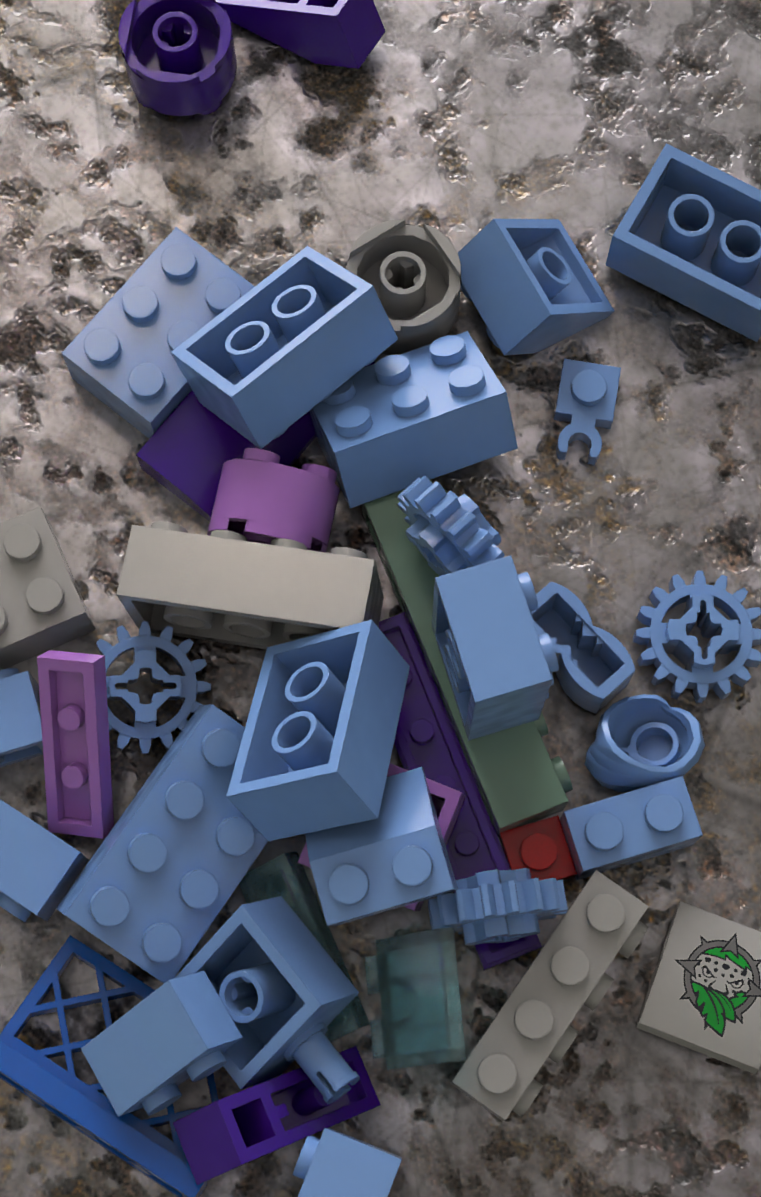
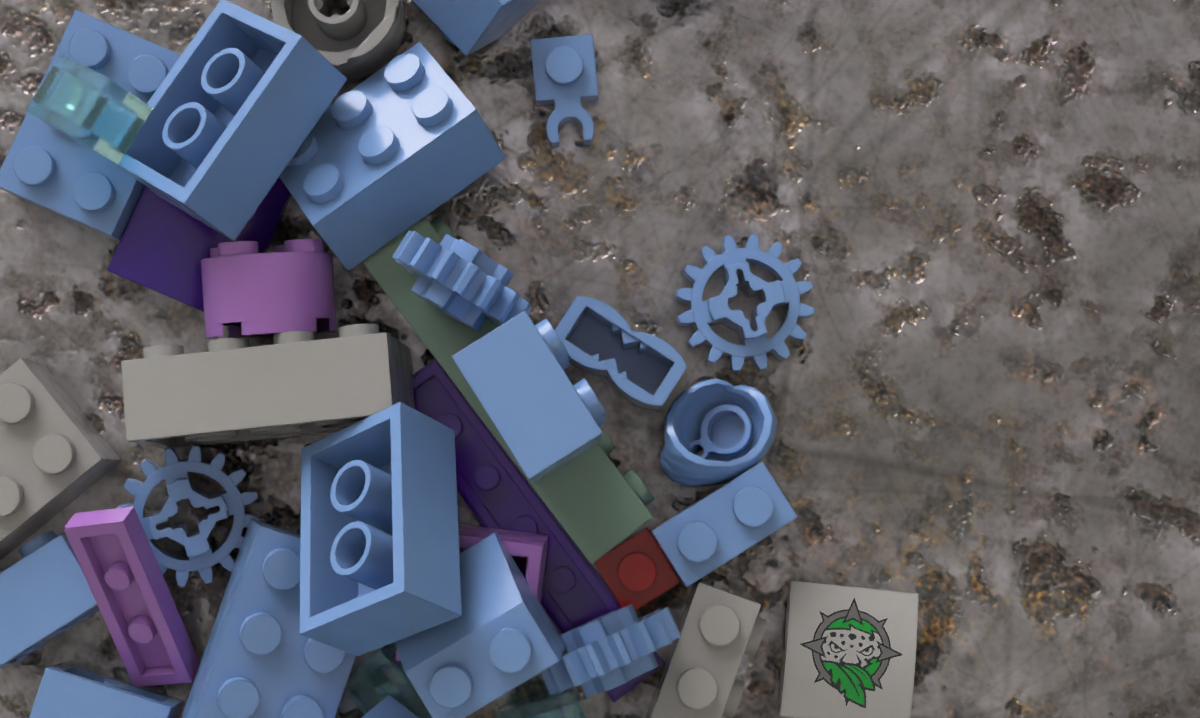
camera: 20 degrees left, 10 degrees up
(168, 304) = (89, 108): none -> clear light blue brick

